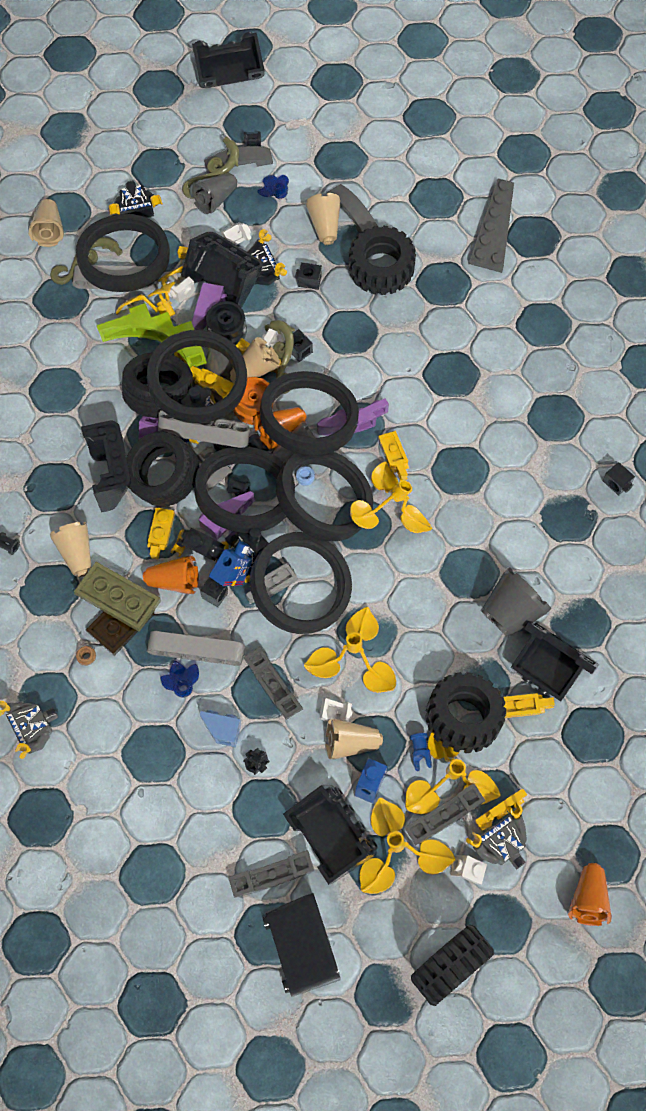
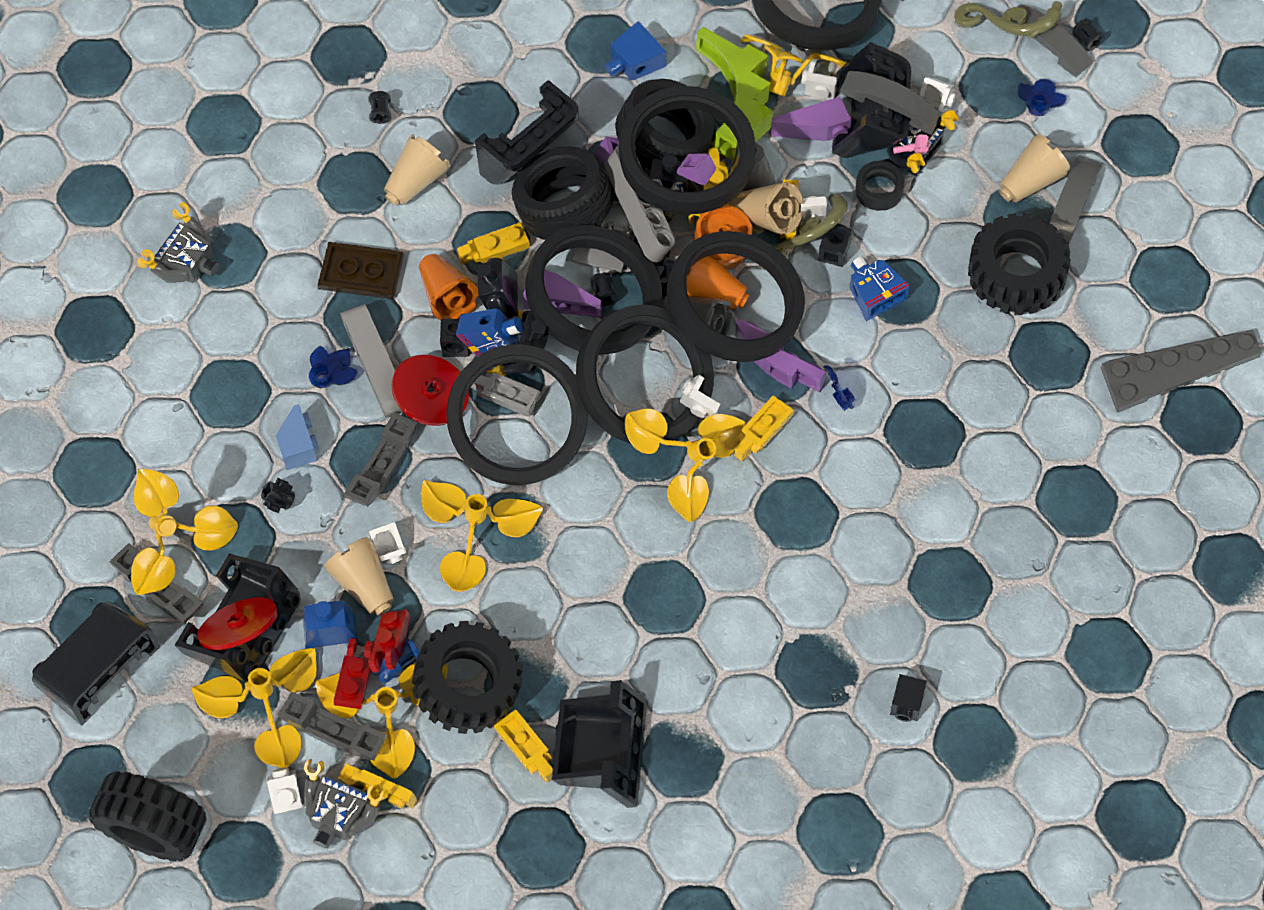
camera: 60 degrees right, 5 degrees down
(83, 374) = (636, 53): none -> blue torso
(86, 650) = (296, 255): medium nougat plate -> none
(117, 596) = (384, 246): olive plate -> none
(212, 191) = (978, 36): dark grey cone -> none
(218, 376) = (697, 168): none -> medium lavender slope
(223, 835) = (152, 497): none -> yellow plant
(227, 320) = (804, 153): black wheel -> none
(230, 252) = (892, 95): none -> dark grey slope
(237, 637) = (411, 385): none -> red piece
(271, 261) = (920, 146): none -> bright pink hand
(278, 288) = (878, 169): none -> black tyre
(305, 475) = (668, 350): light blue tile -> none
(312, 281) = (940, 211): black brick -> none
(342, 341) = (876, 287): none -> blue torso
(345, 848) = (237, 623): none -> red piece
(358, 476) = (698, 402): none -> white bracket
(403, 399) = (843, 396): none -> clear blue plate
(406, 745) = (389, 640): none -> red hinge
(416, 782) = (353, 677): none -> red hinge
(514, 604) = (645, 658): dark grey cone -> none

